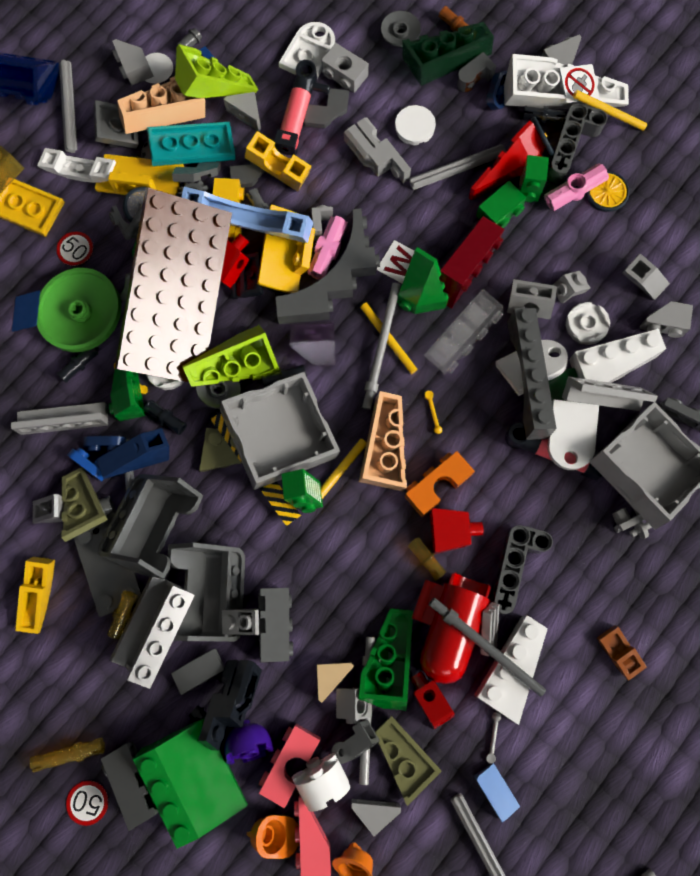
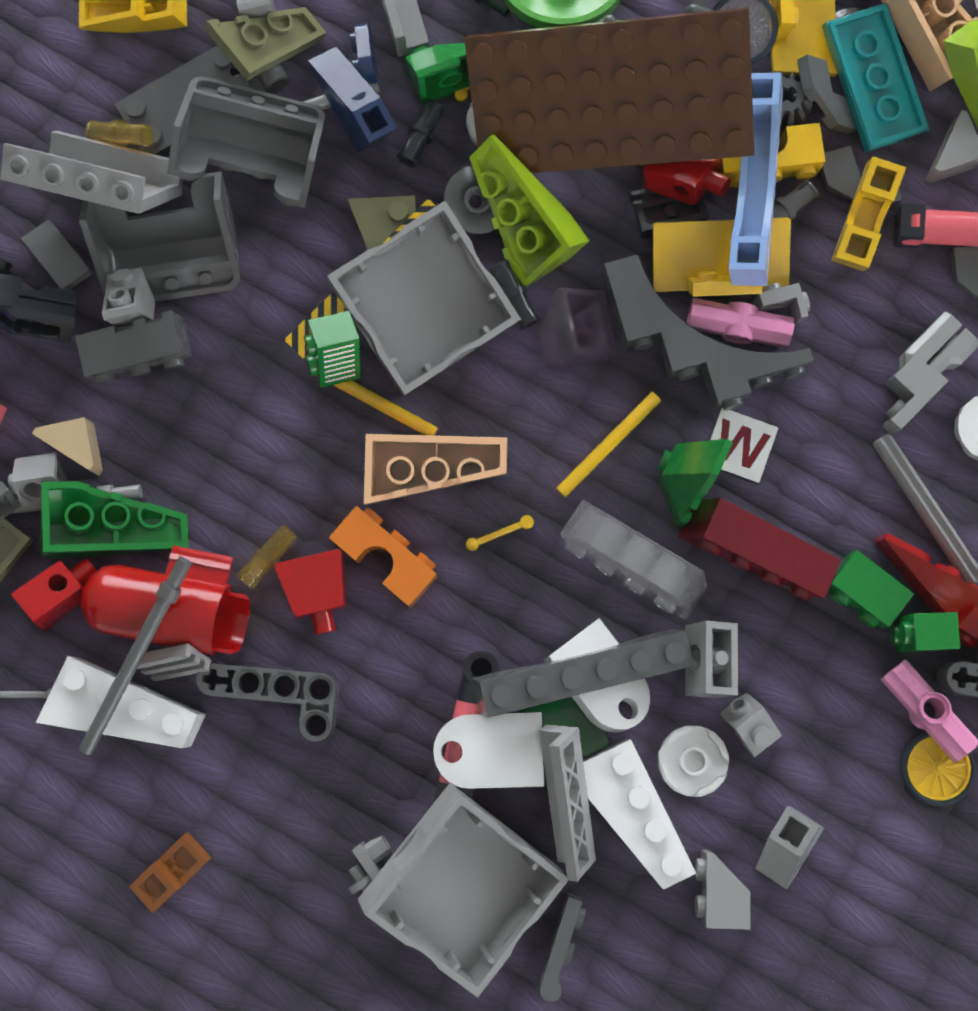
camera: 80 degrees right, 5 degrees up
(80, 457) = (335, 28): blue plate -> none
(371, 386) = (523, 430): light grey bar -> none

